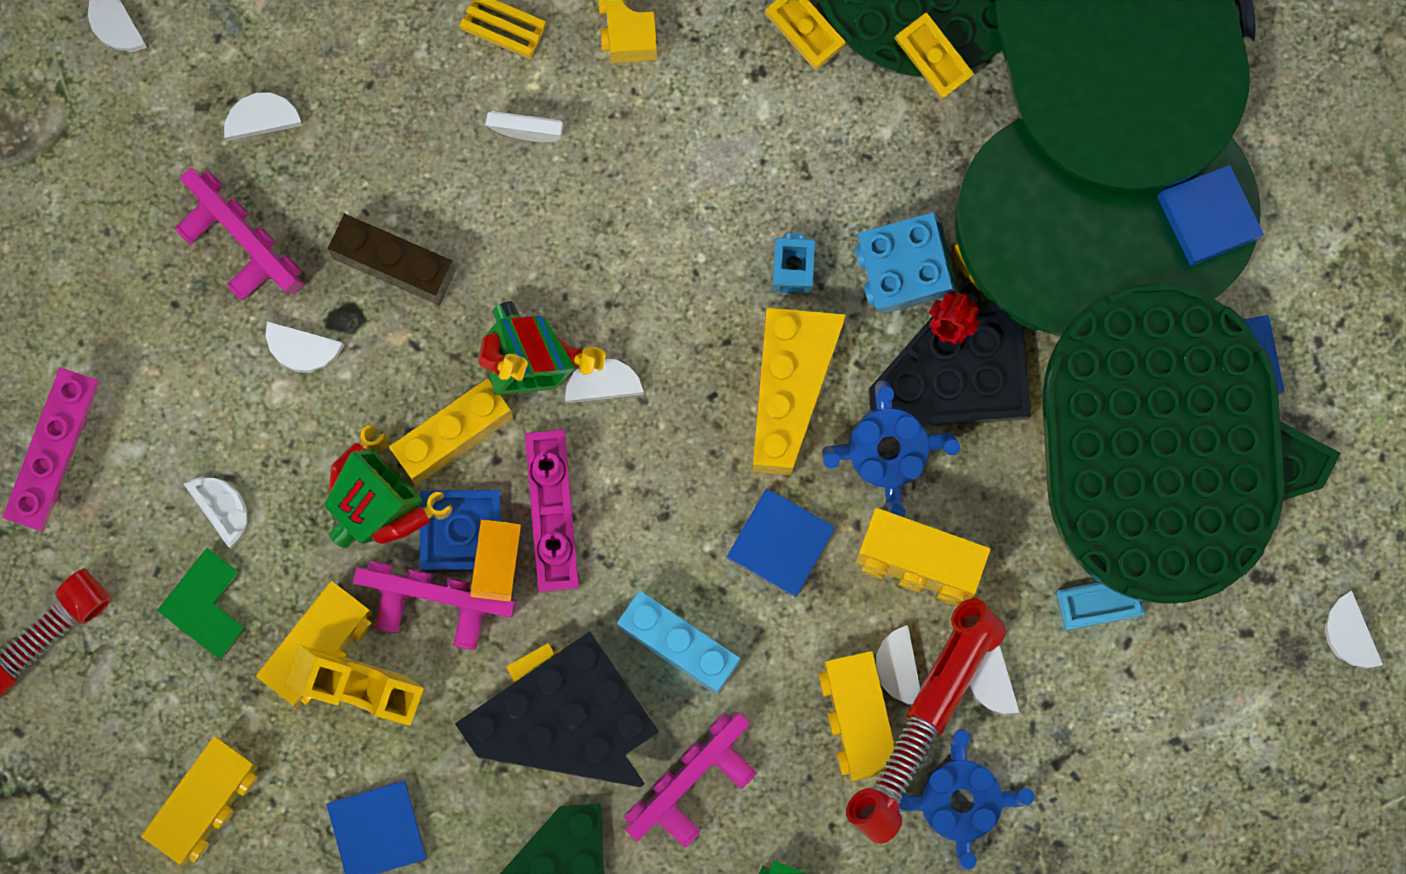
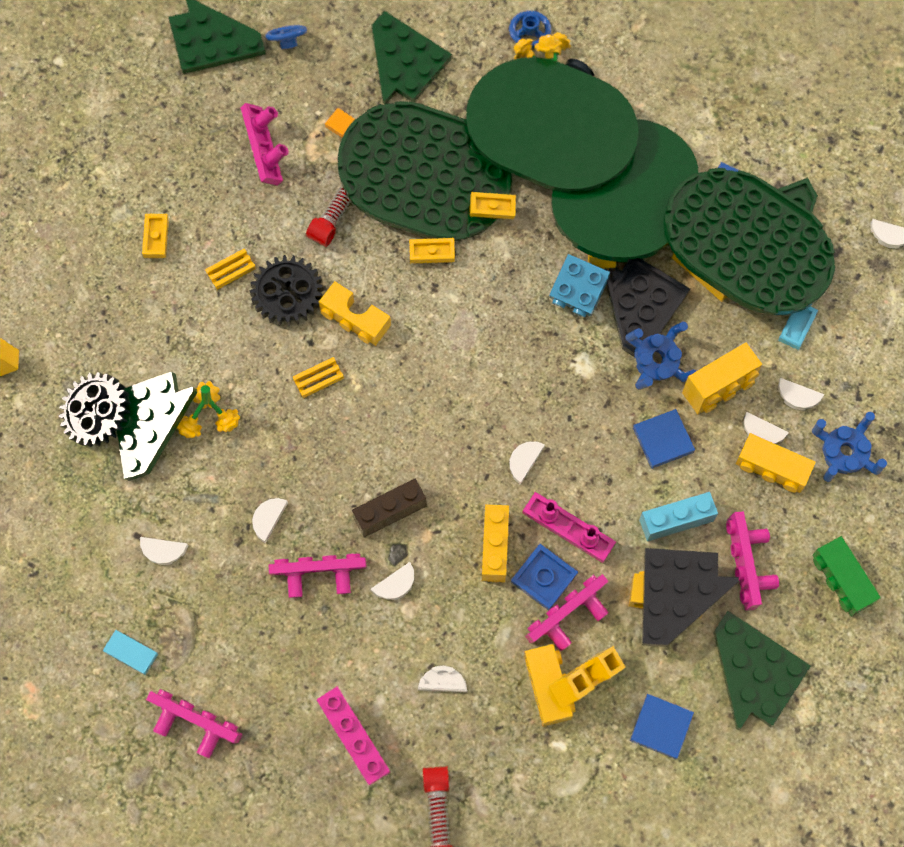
camera: 50 degrees left, 10 degrees down
(194, 609) = (484, 731): green tile -> none
(201, 802) = (584, 799): yellow brick -> none
(372, 498) = (499, 602): green torso -> none
(495, 560) = (575, 567): light orange tile -> none
(525, 127) = (377, 401): white tile -> none
(528, 355) = (488, 479): torso -> none
(793, 281) = (538, 327): dark azure brick -> none
(793, 369) = (594, 378): yellow wedge -> none
(954, 317) = (622, 283): red gear -> none
(973, 635) = (801, 431): red piece -> none
(1210, 215) = (659, 149): blue tile -> none

